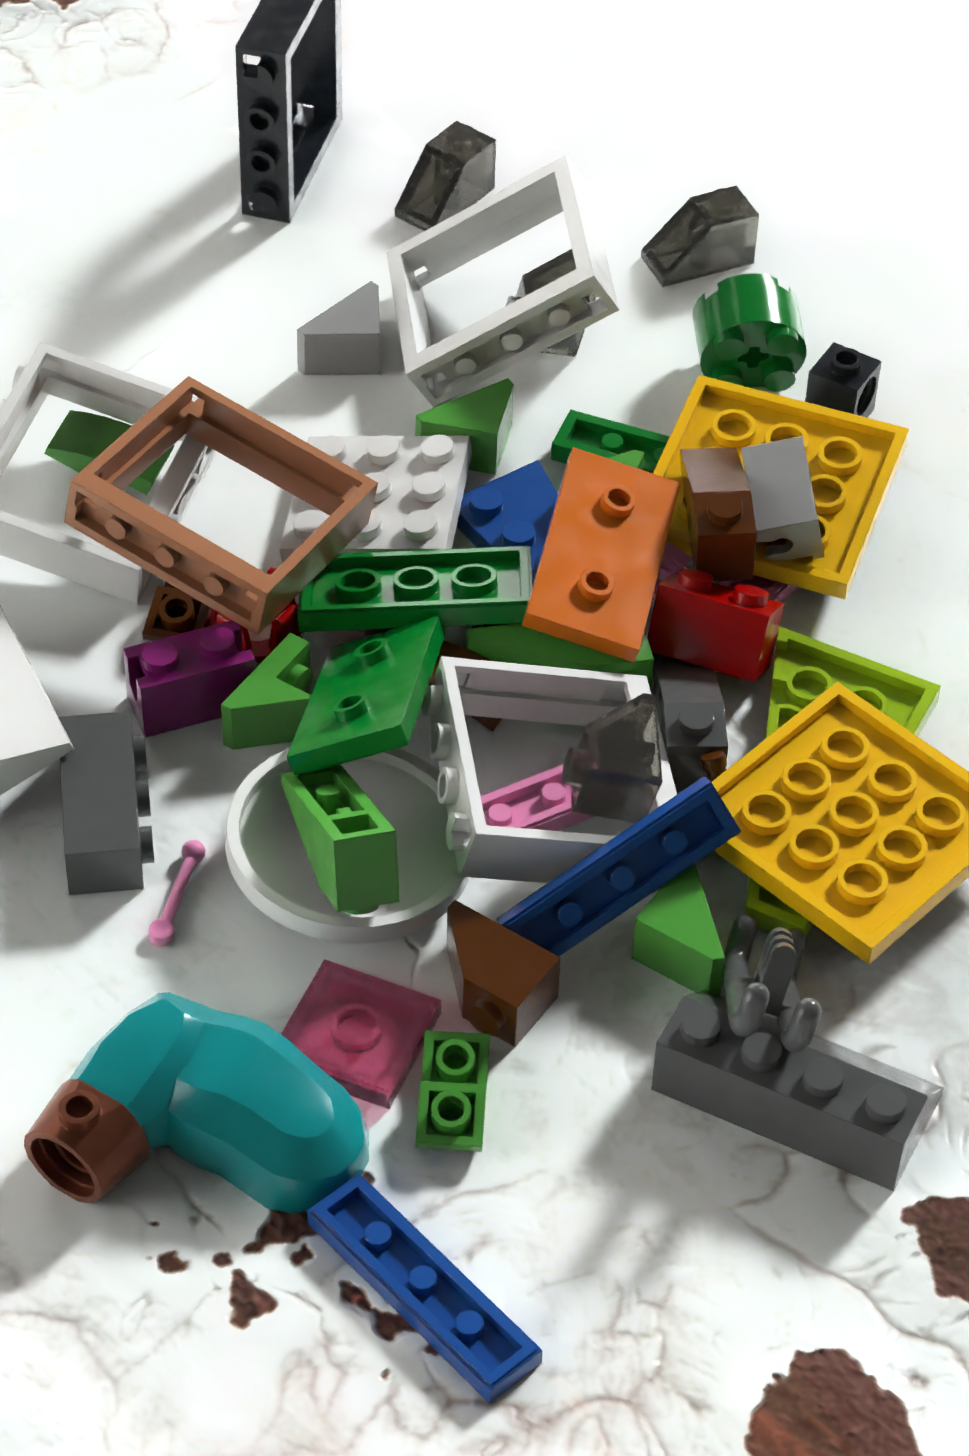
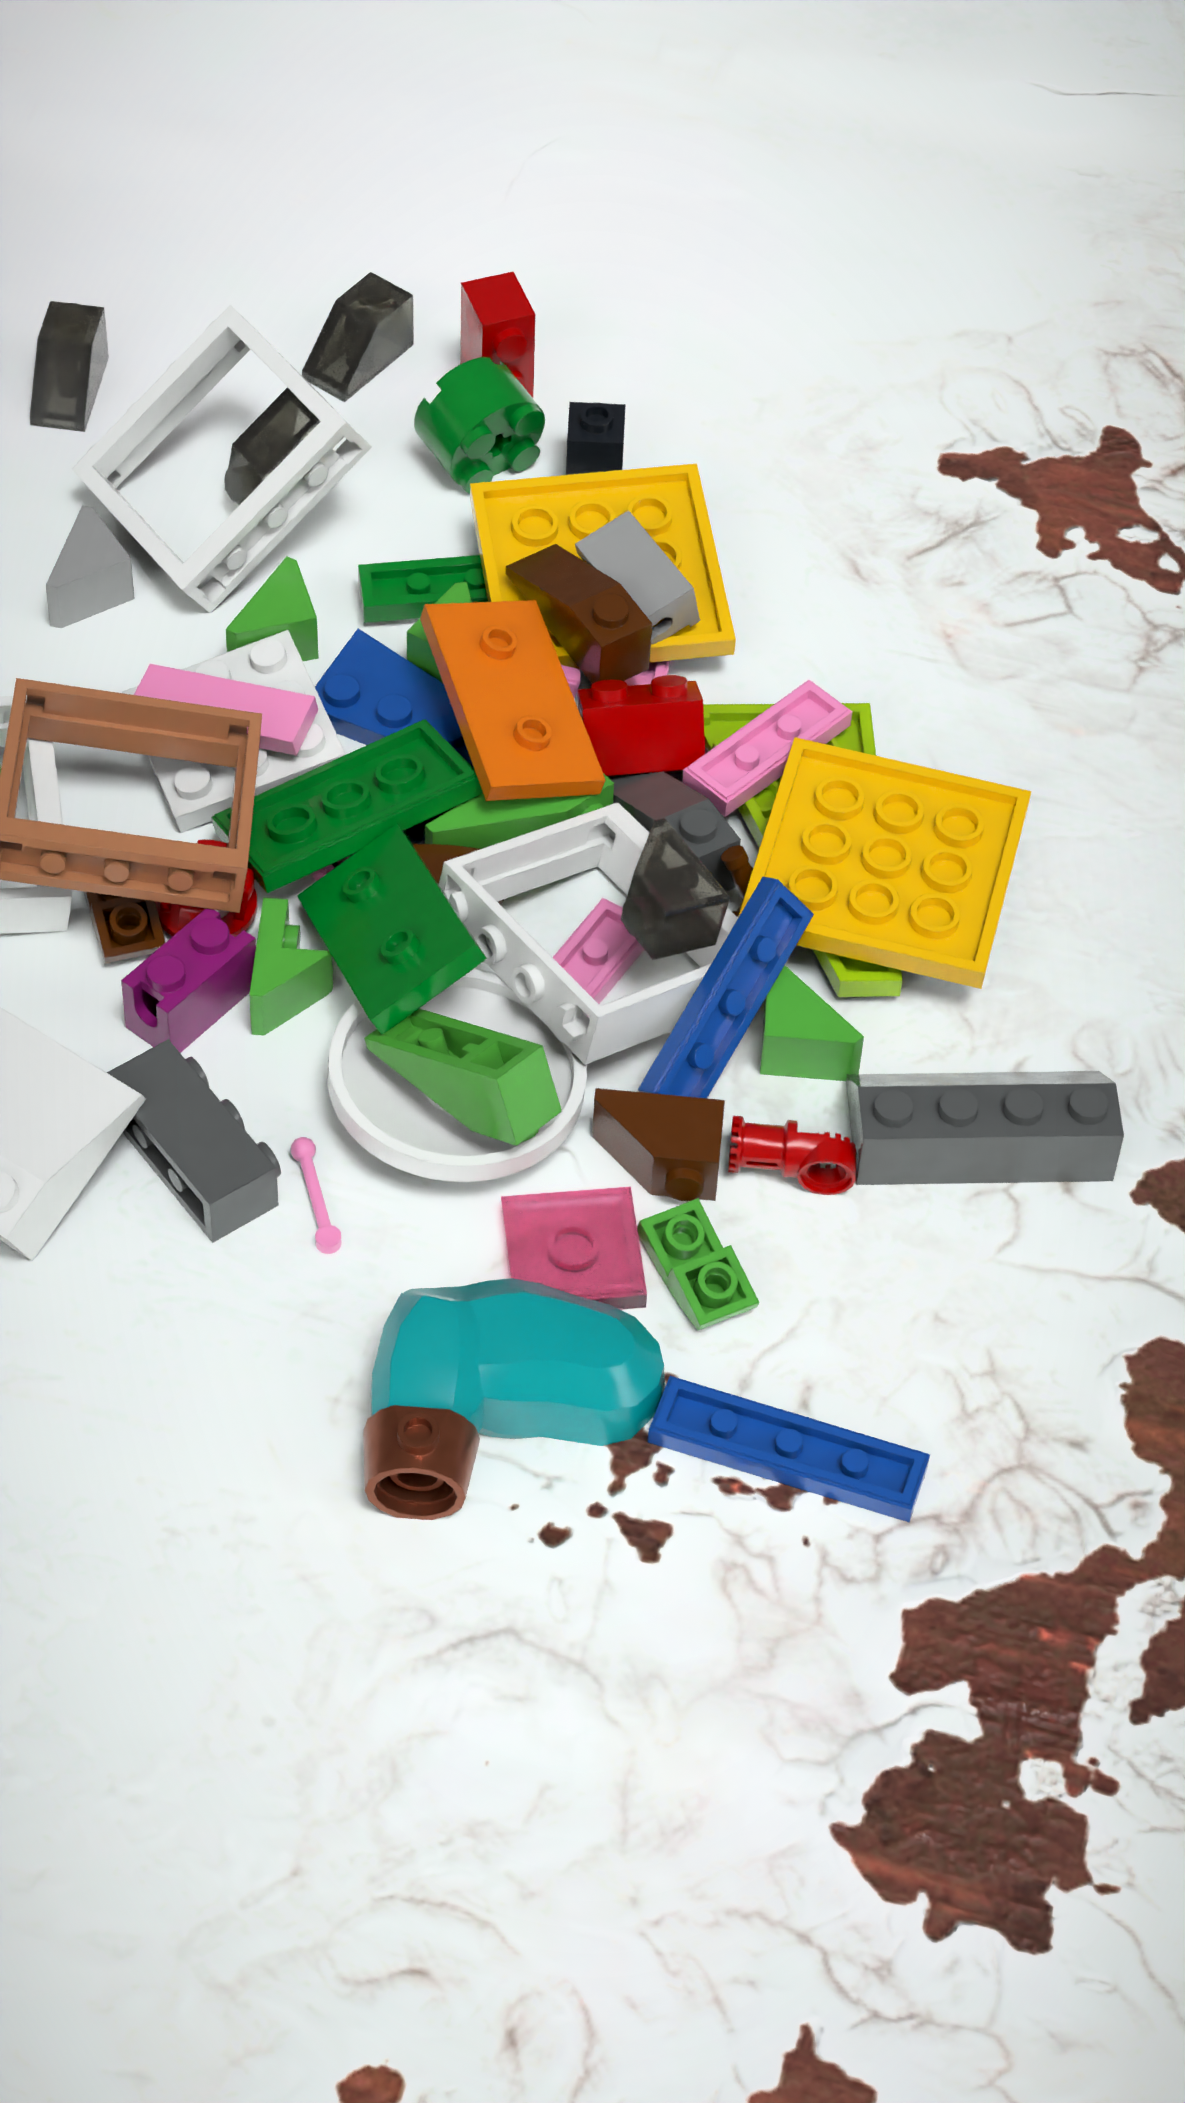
camera: 30 degrees left, 5 degrees up
(401, 493) = (284, 713): none -> bright pink tile
(601, 1033) = (794, 1154): none -> red connector
(773, 986) = (925, 1045): dark grey piece -> none
(785, 688) = (760, 749): none -> bright pink tile
(812, 268) = (499, 325): none -> red brick

